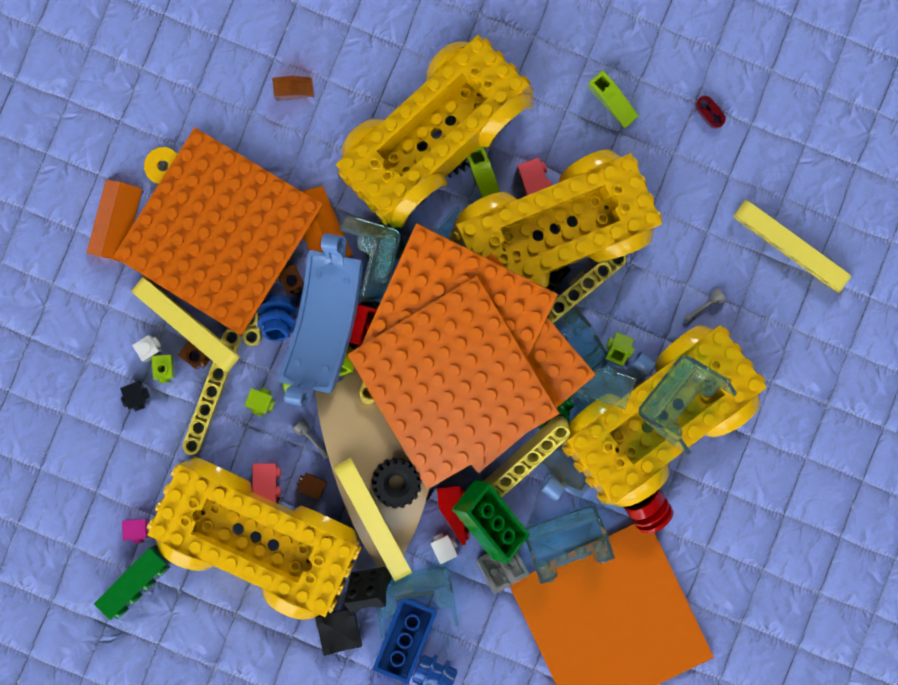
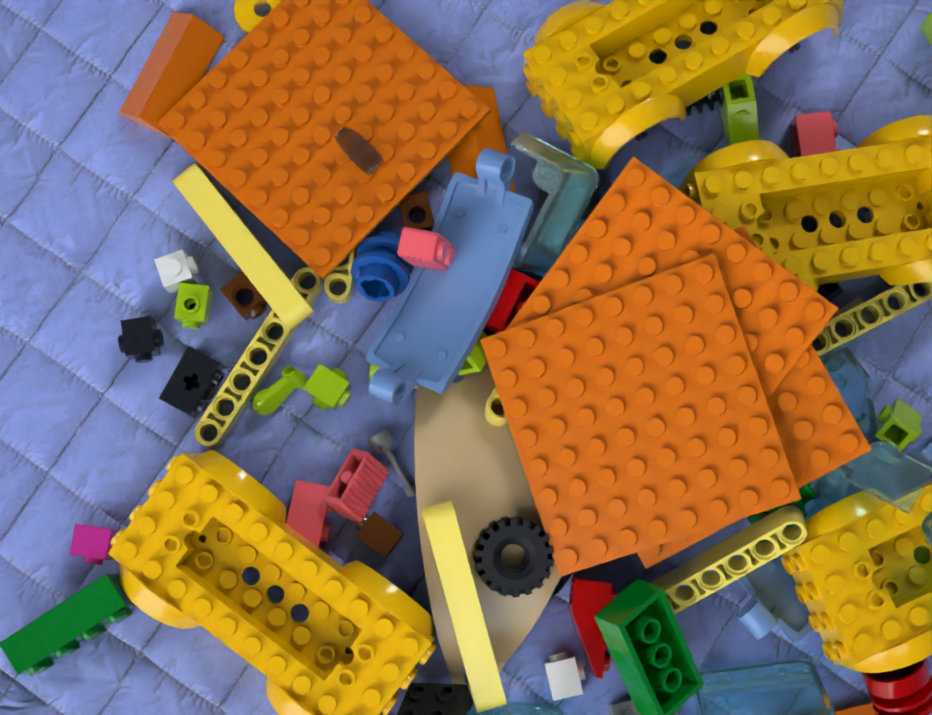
camera: 15 degrees right, 5 degrees down
(166, 424) = (197, 367): none -> black brick
(225, 416) = (270, 399): none -> lime piece
(246, 249) = (359, 150): none -> clear smoke helmet
(290, 459) = (356, 485): none -> coral brick
(301, 305) = (425, 249): none -> coral brick

